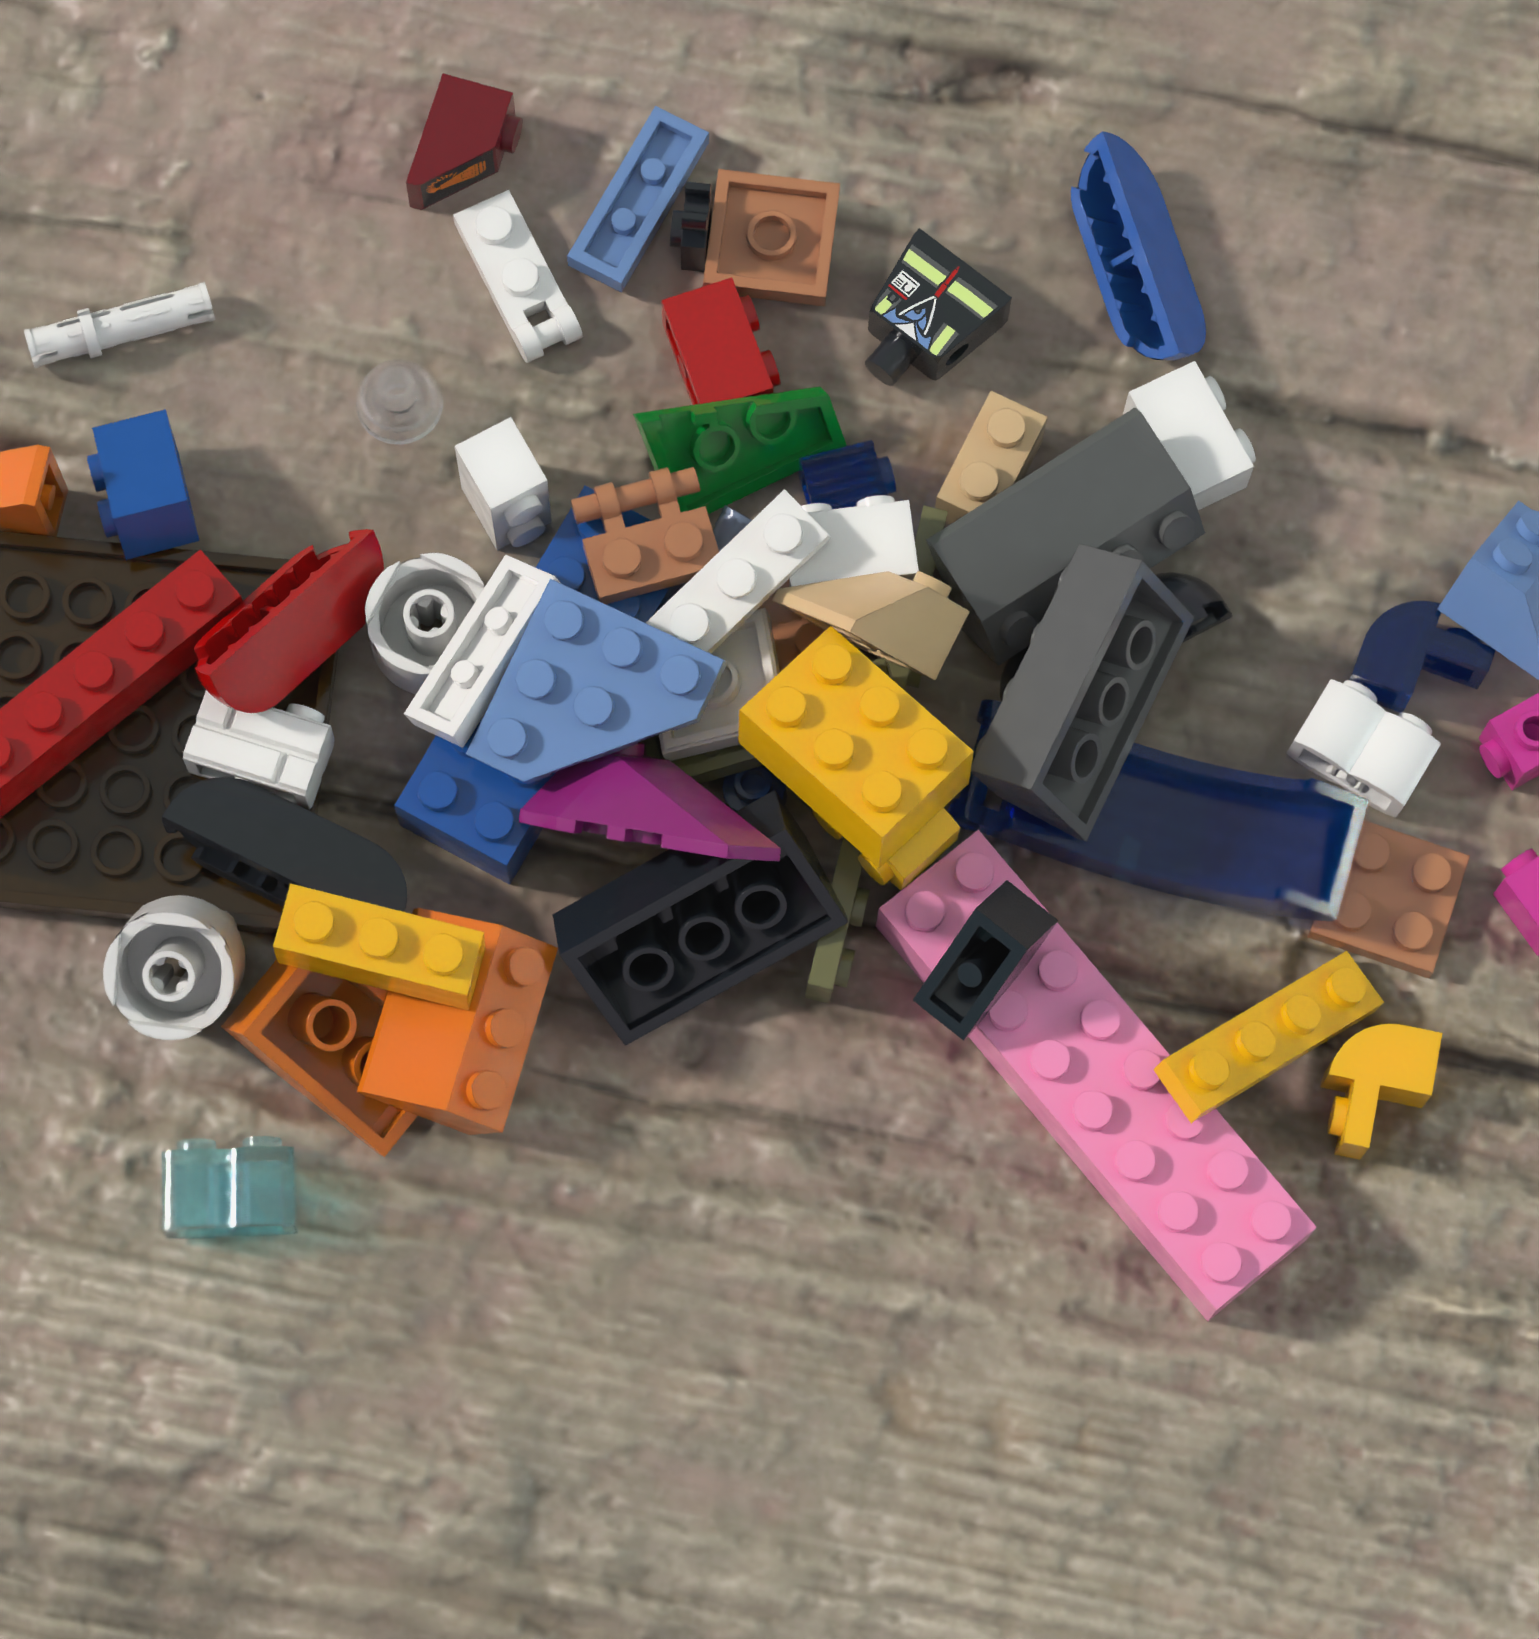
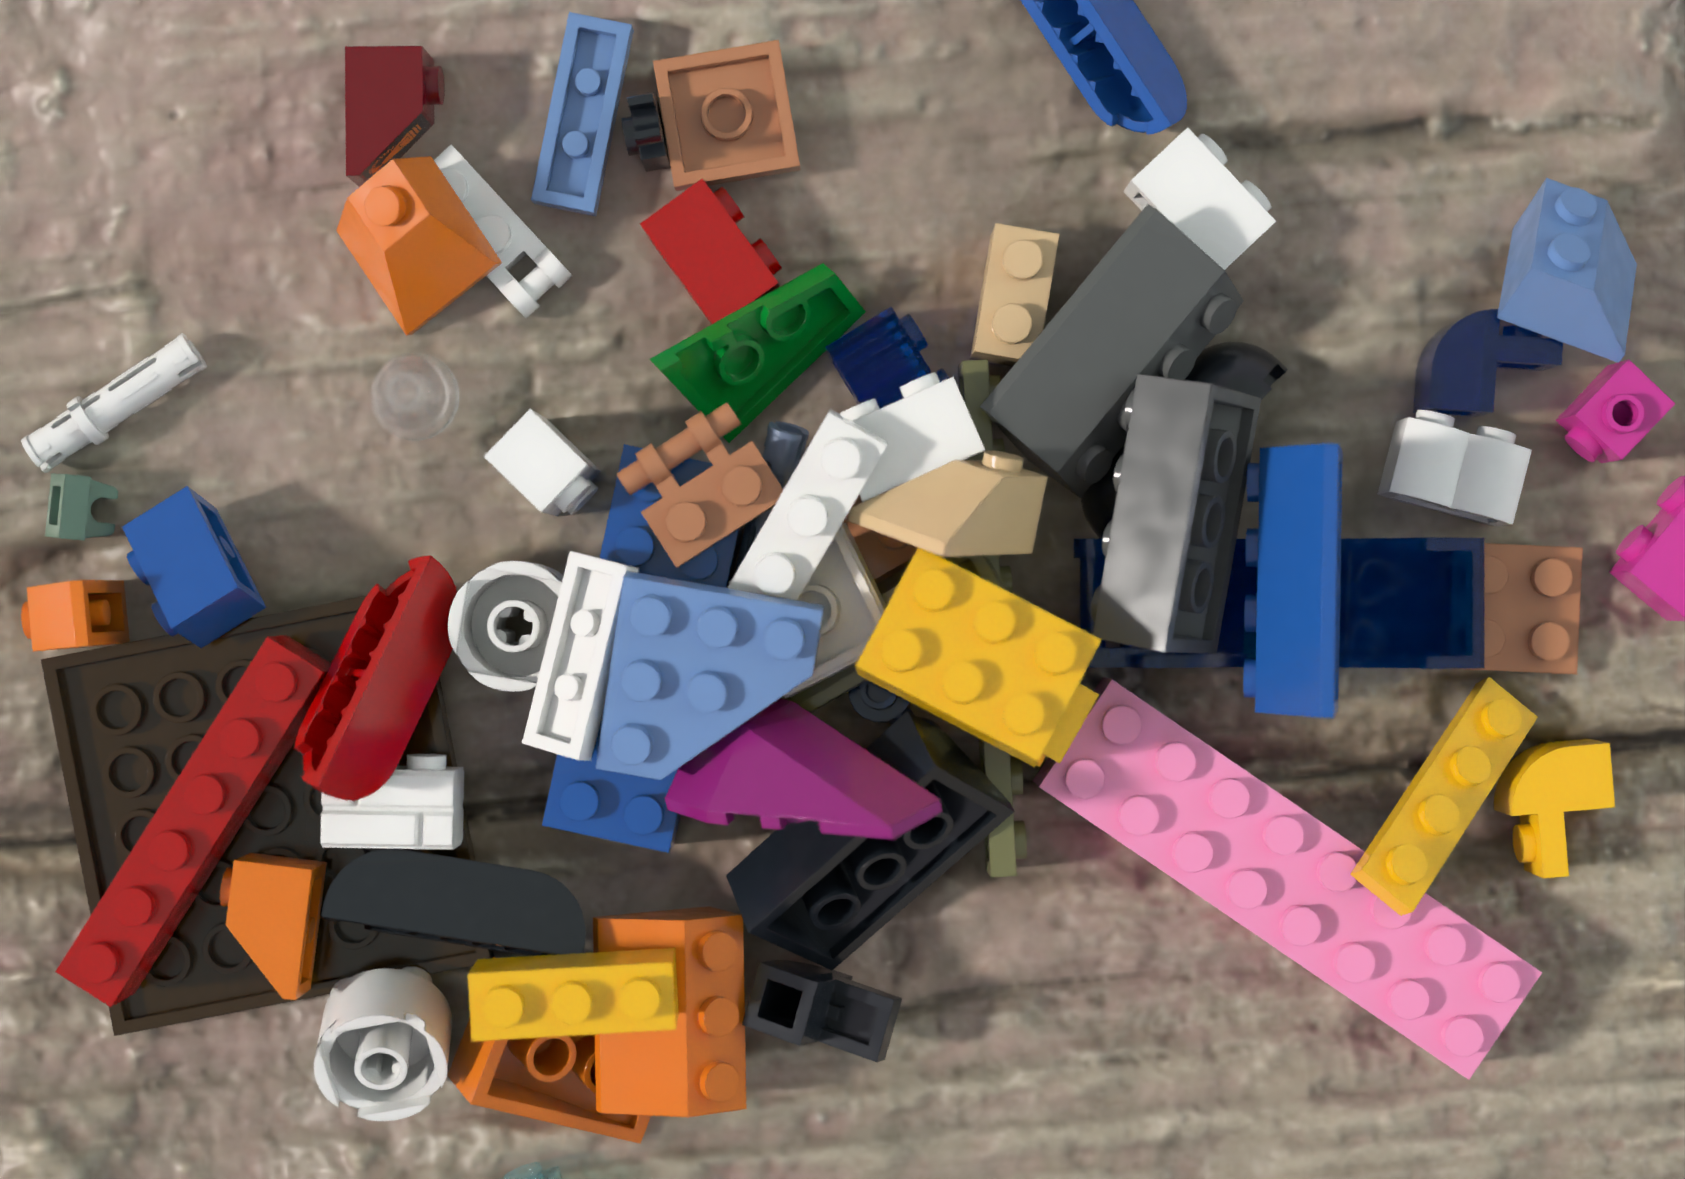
camera: 15 degrees left, 15 degrees up
(46, 403) = (71, 505): none -> sand green tile
(116, 813) = (276, 916): none -> orange slope
(446, 259) = (415, 240): none -> orange slope
(602, 1065) = (821, 1005): none -> black brick
(932, 312) = (908, 148): torso -> none
(985, 959) = (1164, 821): black slope -> none
(1180, 781) = (1296, 580): none -> blue slope

